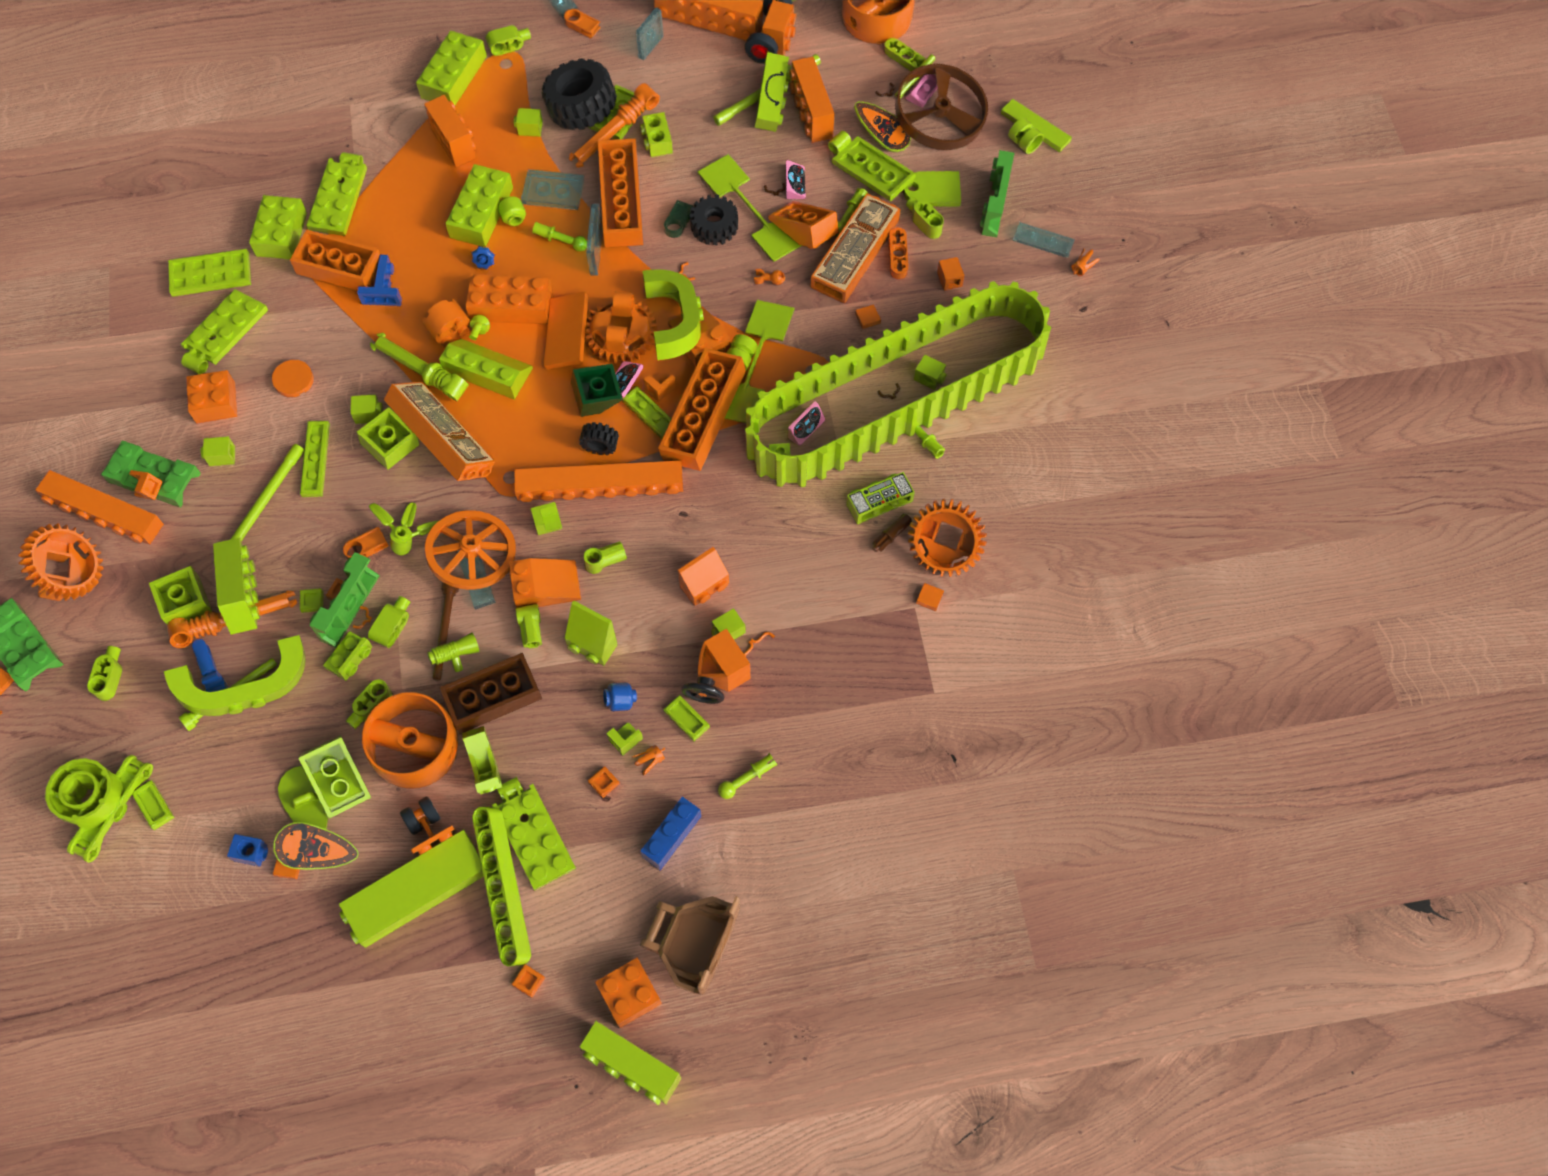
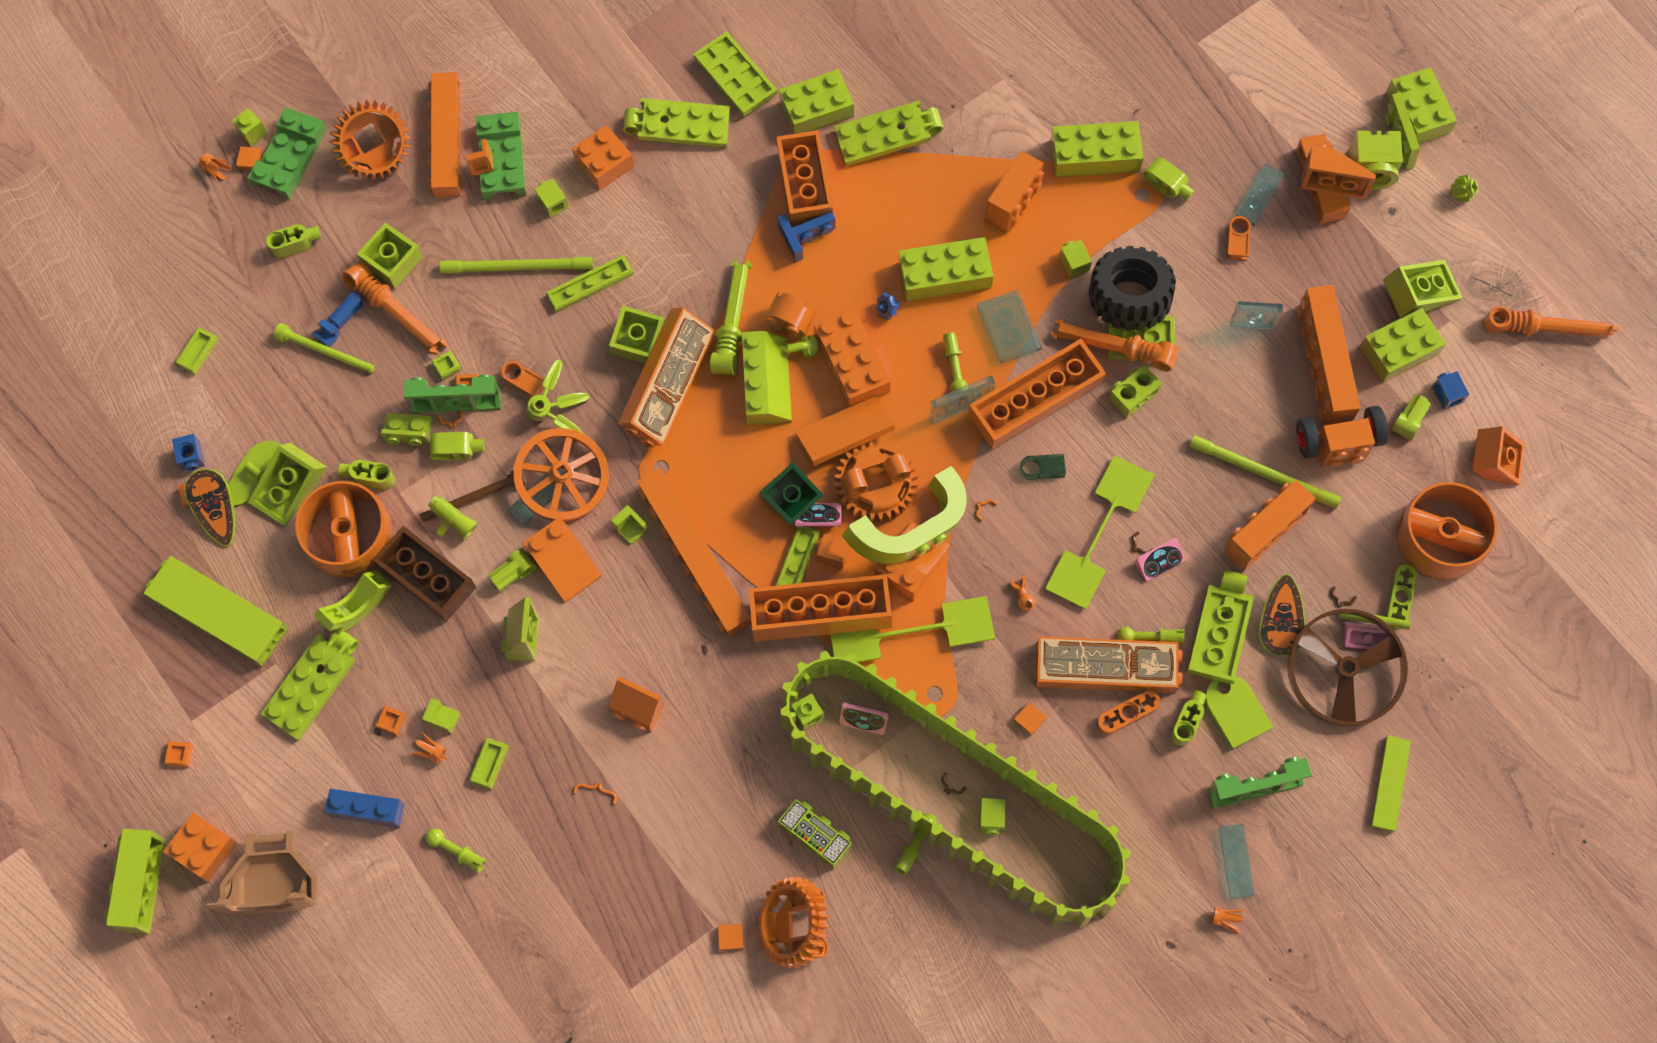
camera: 65 degrees right, 5 degrees up
(104, 807) = (178, 313): lime piece -> none
(236, 586) = (415, 295): lime brick -> none
(243, 696) = (368, 388): lime arch -> none
(292, 378) = (663, 214): orange tile -> none
(365, 408) = (661, 297): lime brick -> none
(413, 821) = (279, 581): plate -> none
(504, 899) = (246, 683): lime beam -> none
(512, 211) = (956, 302): lime head -> none
(598, 438) = (735, 527): black tyre -> none
(606, 556) = (617, 601): lime piece -> none
(619, 696) = (477, 690): blue head -> none
(714, 231) = (1054, 518): black tyre -> none
(720, 666) = (550, 767): orange piece -> none
(731, 621) = (597, 754): lime brick -> none
(743, 347) = (908, 611): lime wheel -> none
(771, 92) = (1255, 478): lime brick -> none
(806, 223) = (1106, 597): orange slope -> none
(891, 533) = (782, 864): reddish brown piece -> none
(950, 273) = (1129, 779): orange panel -> none
(1025, 135) = (1363, 778): lime wheel -> none

